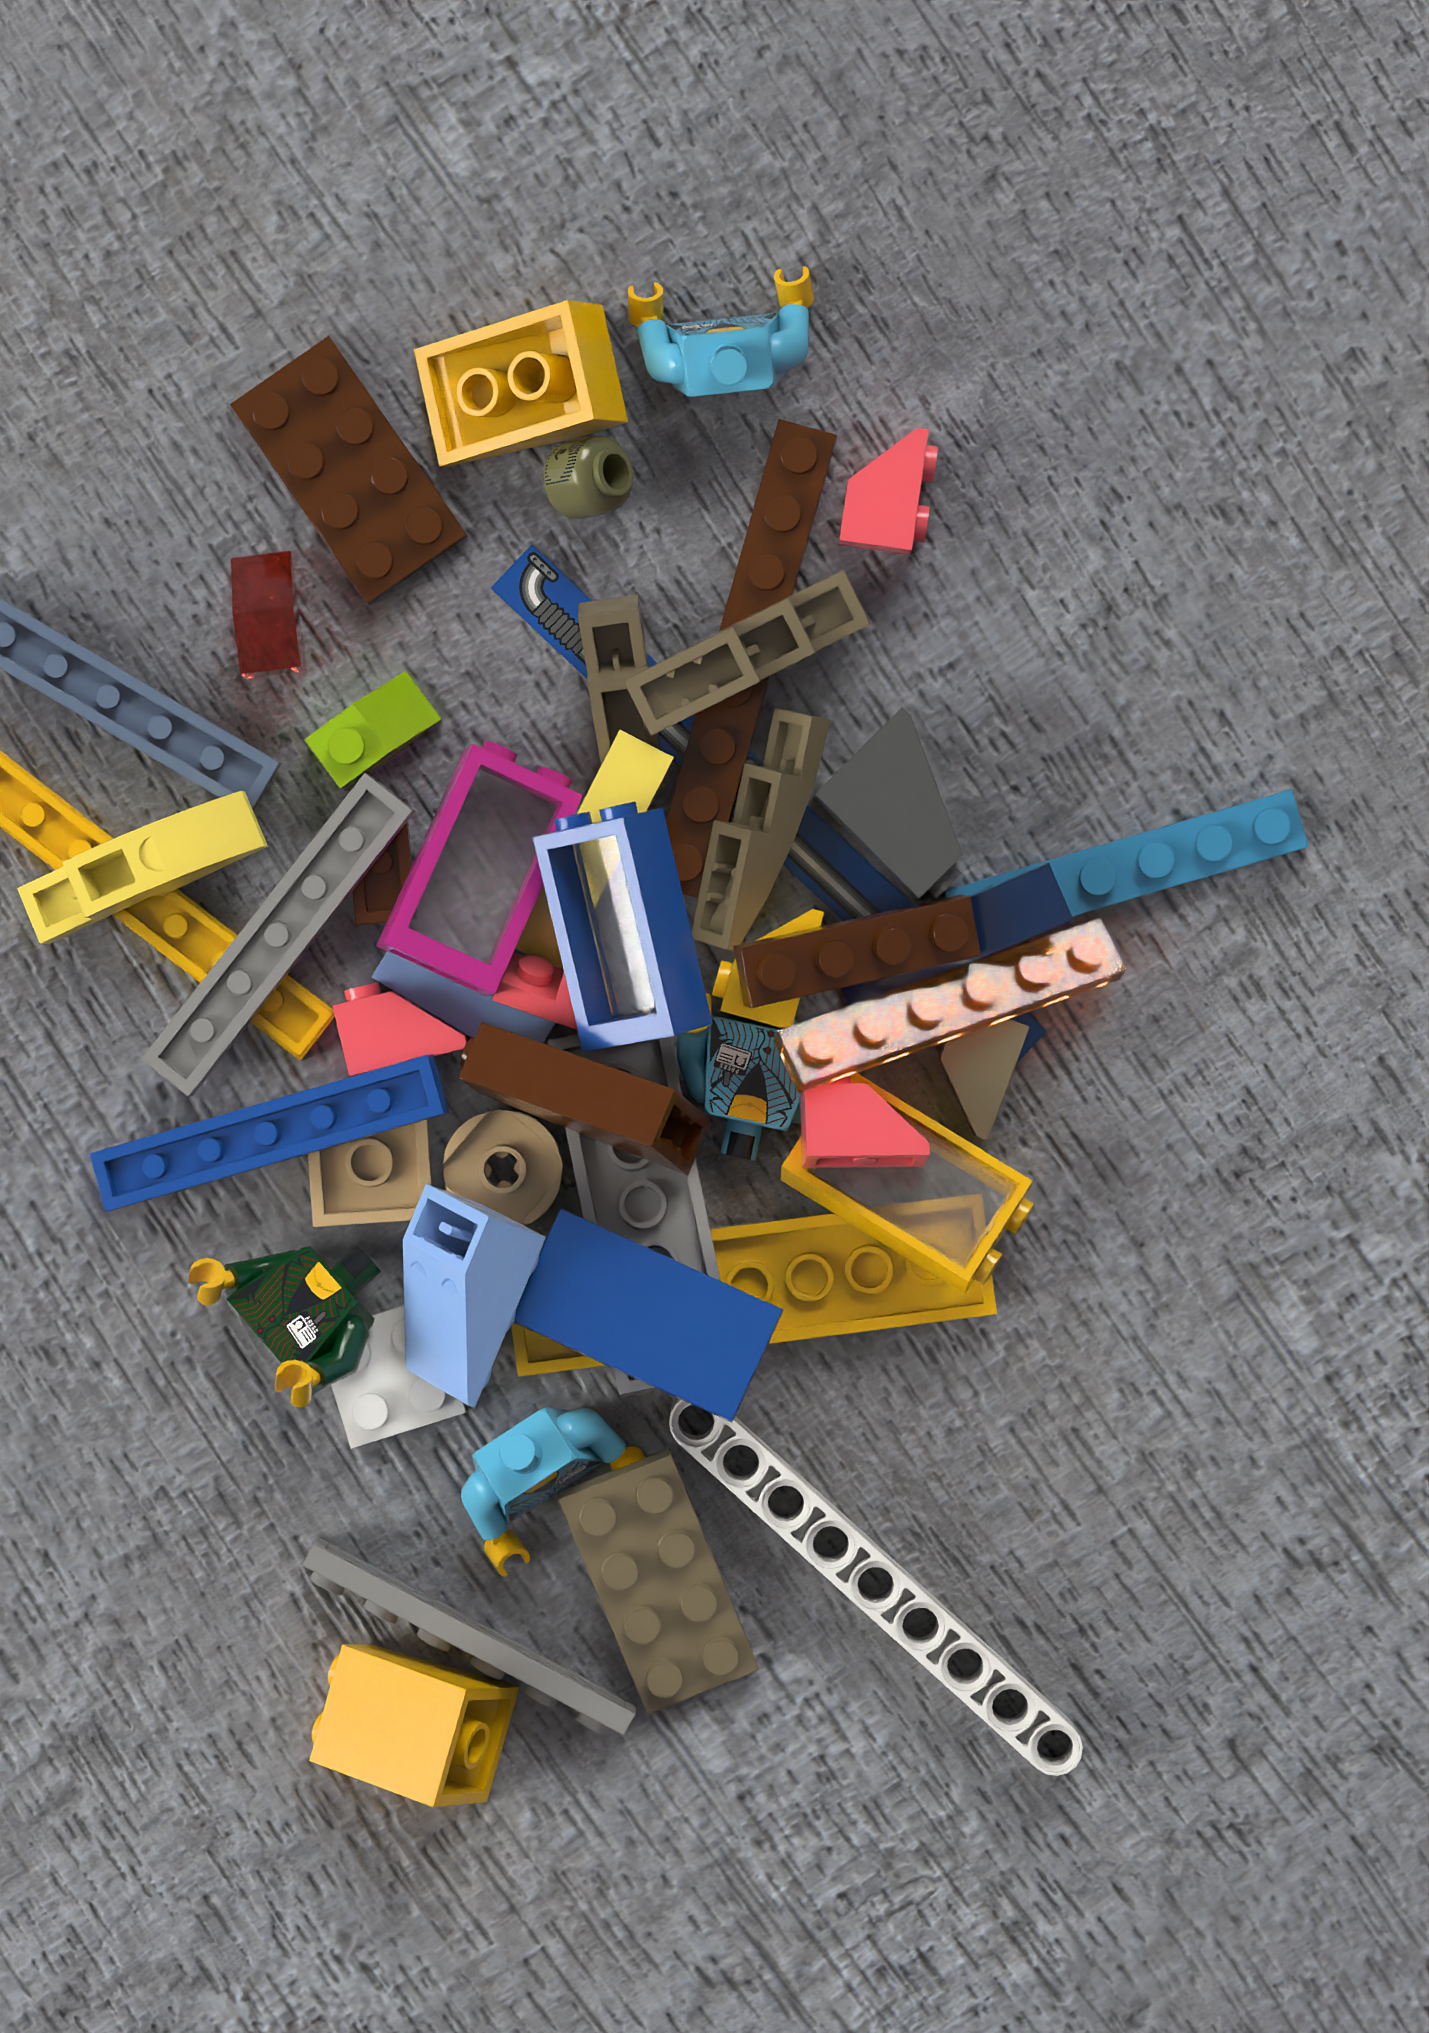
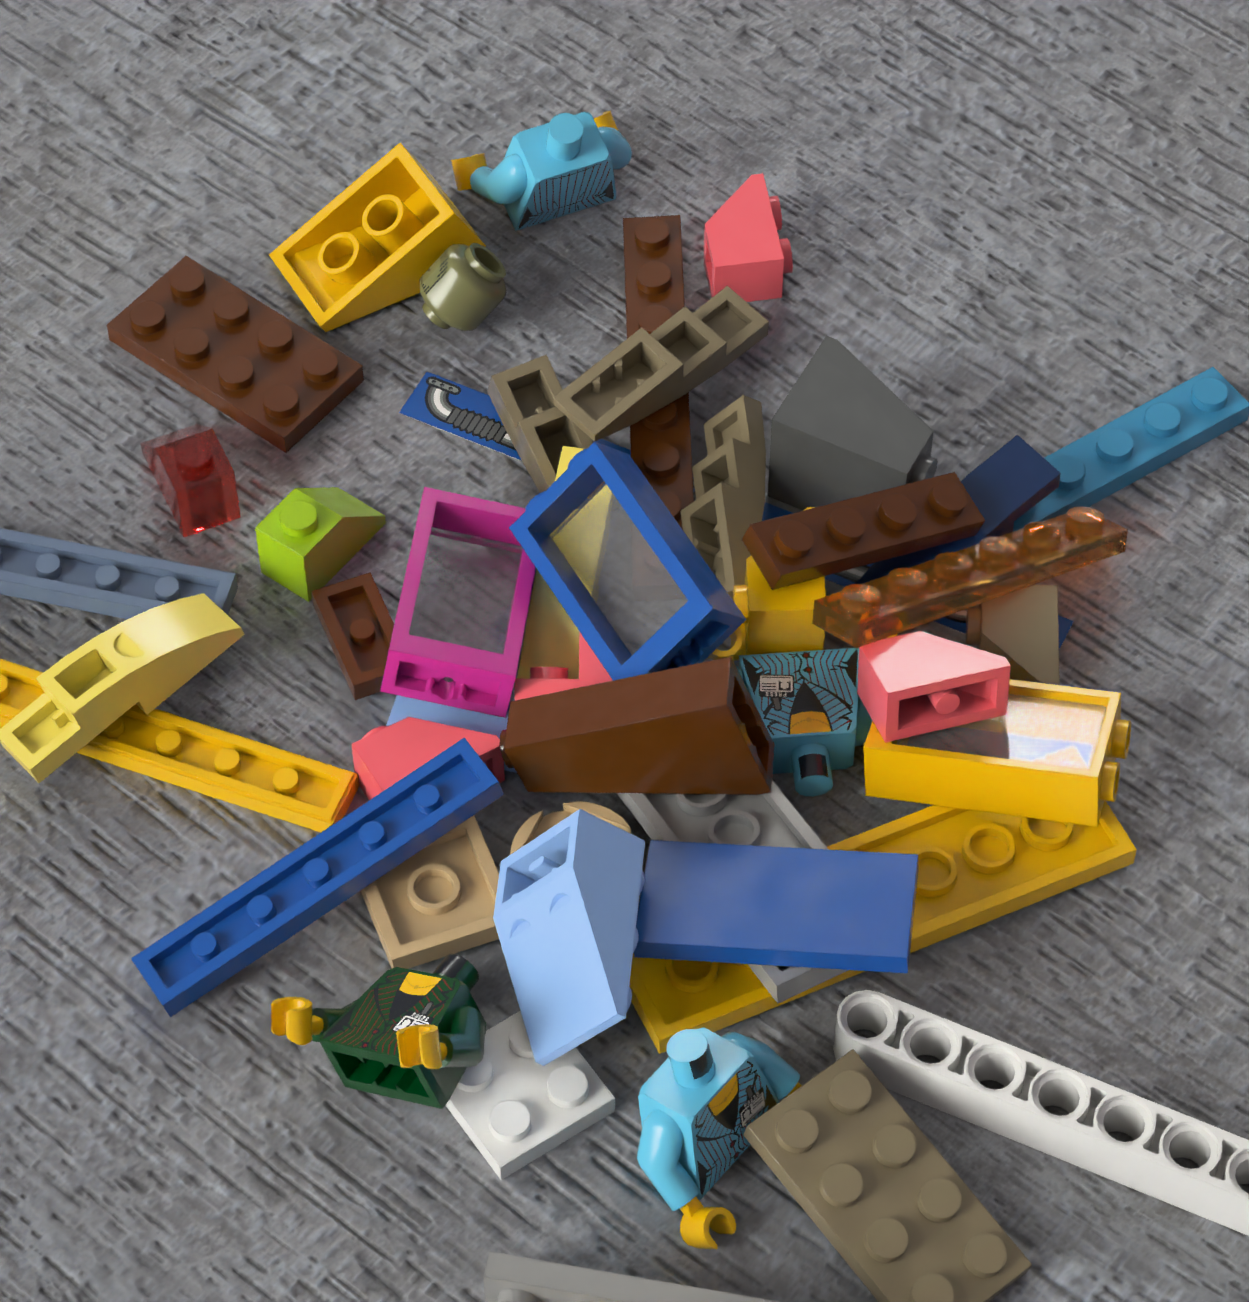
camera: 15 degrees left, 35 degrees down
(278, 934) = (274, 707): light grey plate -> none

